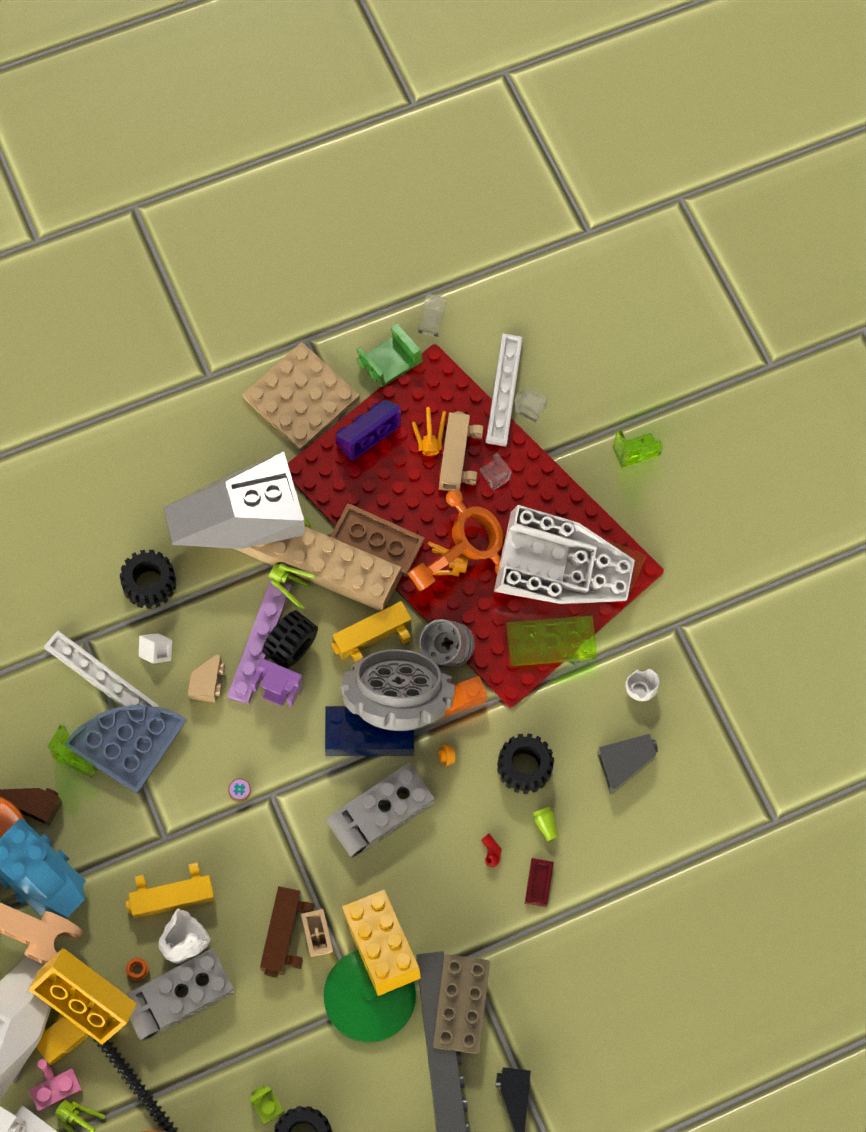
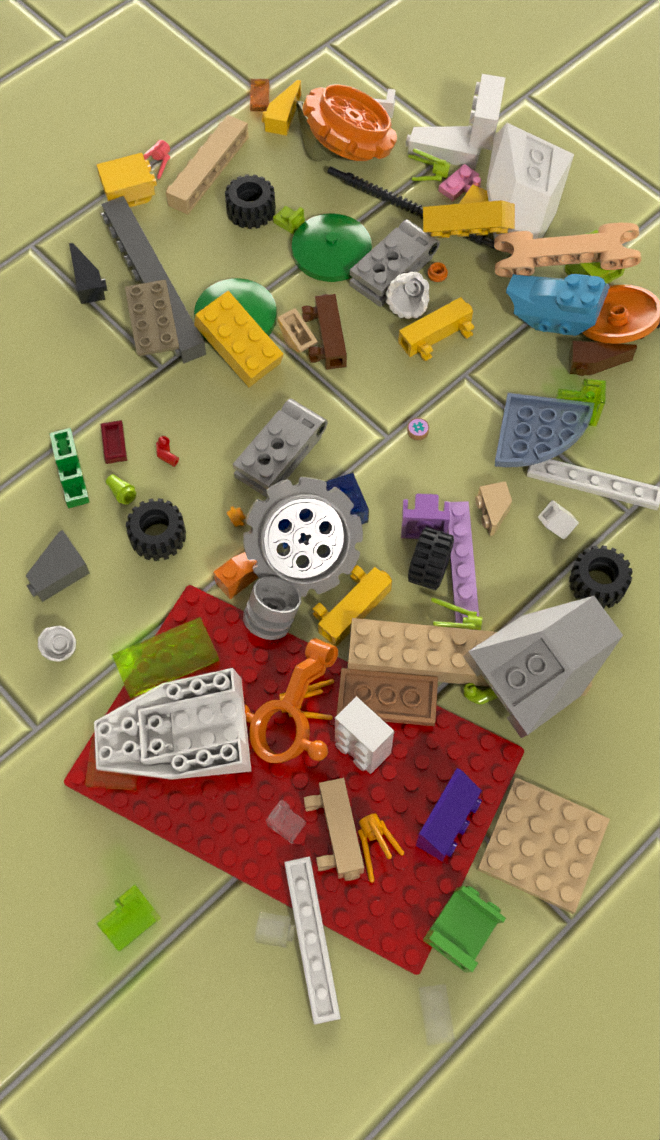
camera: 165 degrees right, 5 degrees down
(234, 1048) = (330, 246): none -> green dish
(413, 499) = (363, 735): none -> white brick
(589, 866) = (69, 468): none -> green slope

